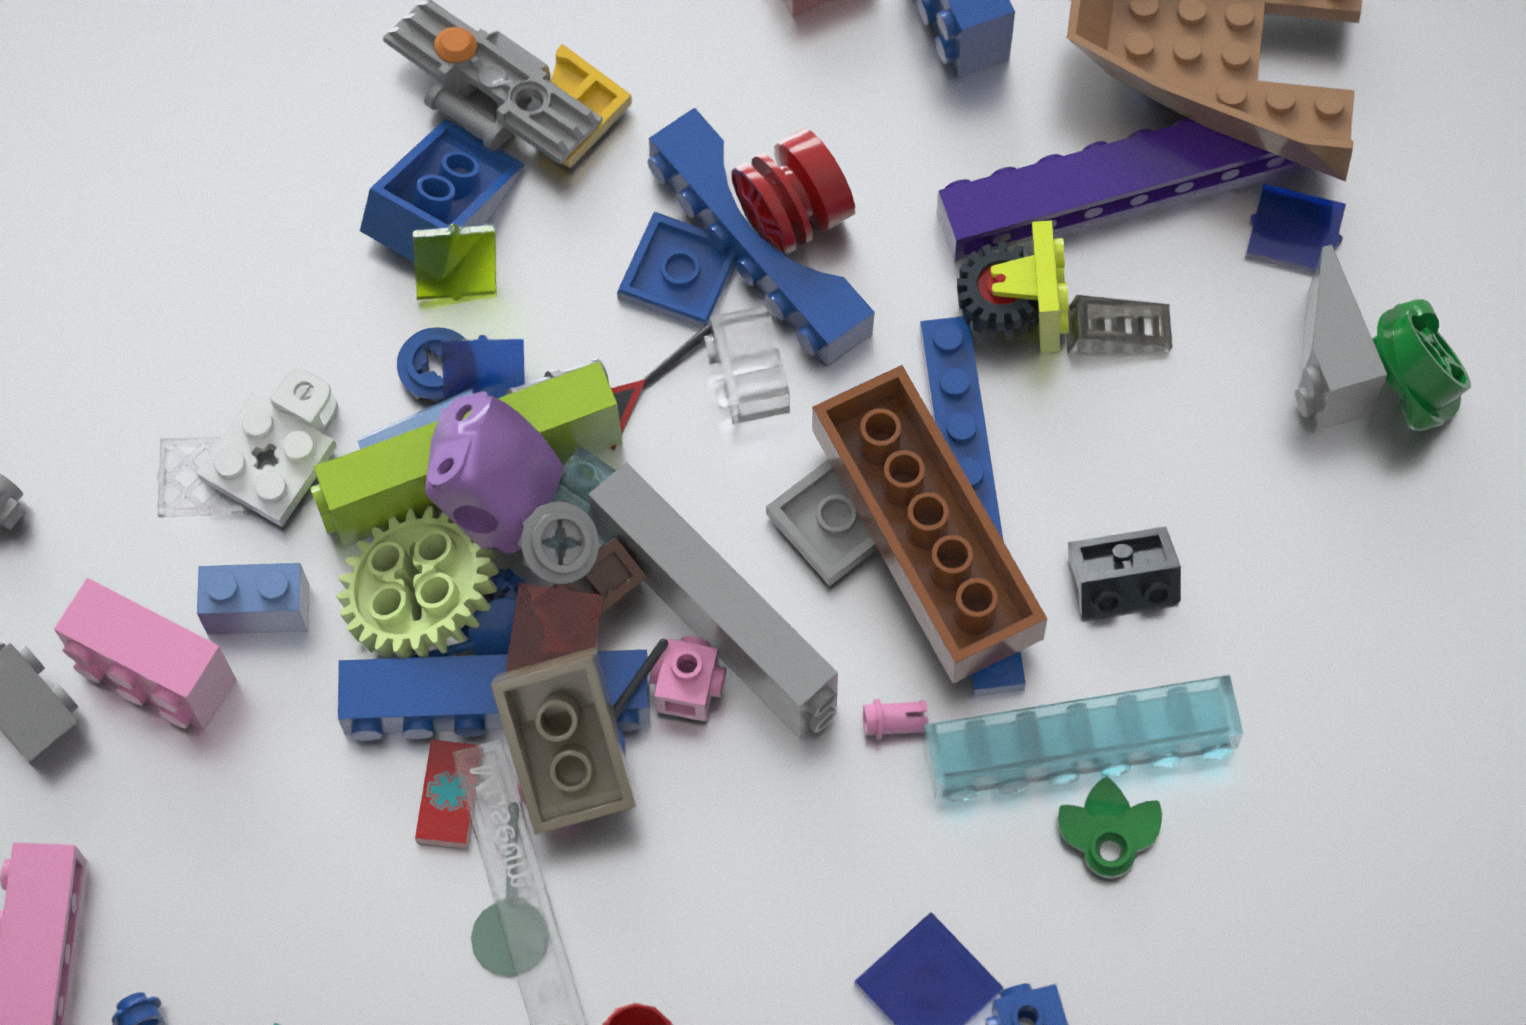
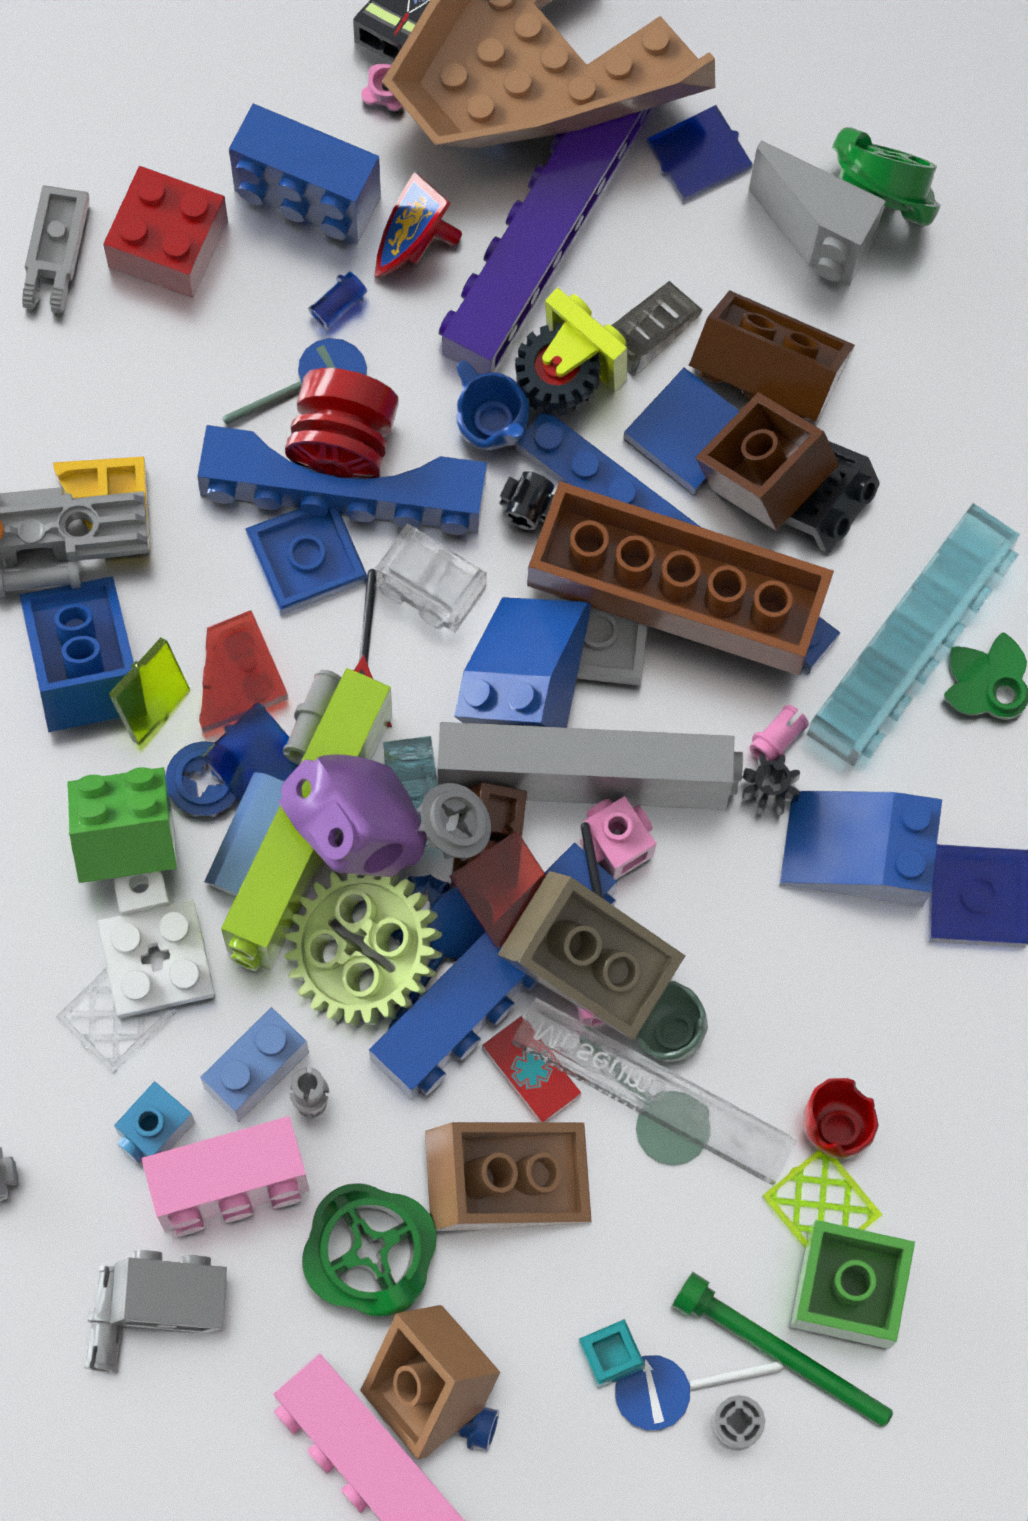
camera: 50 degrees left, 5 degrees up
(133, 940) = (428, 1378): none -> medium nougat slope
(142, 573) = (153, 1124): none -> dark azure brick
(145, 791) = (414, 1224): none -> green piece
(269, 647) = (301, 1085): none -> light grey pin
(334, 337) = (121, 824): none -> bright green brick
(349, 853) = (507, 1175): none -> medium nougat slope
(539, 308) = (237, 672): none -> clear red wing
(583, 855) = (674, 1025): none -> sand green hair
(746, 488) = (525, 664): none -> blue slope
(839, 738) = (764, 795): none -> black gear
(847, 143) = (321, 354): none -> blue piece
(874, 861) = (862, 844): none -> blue slope
(878, 359) = (527, 499): none -> black gear
(894, 104) = (338, 300): none -> clear blue pin
(922, 277) = (490, 409): none -> blue hair
(1006, 100) = (413, 226): none -> shield
(1067, 429) = (680, 427): none -> blue tile
(1095, 498) = (767, 461): none -> reddish brown brick
(1188, 426) = (770, 355): none -> reddish brown slope

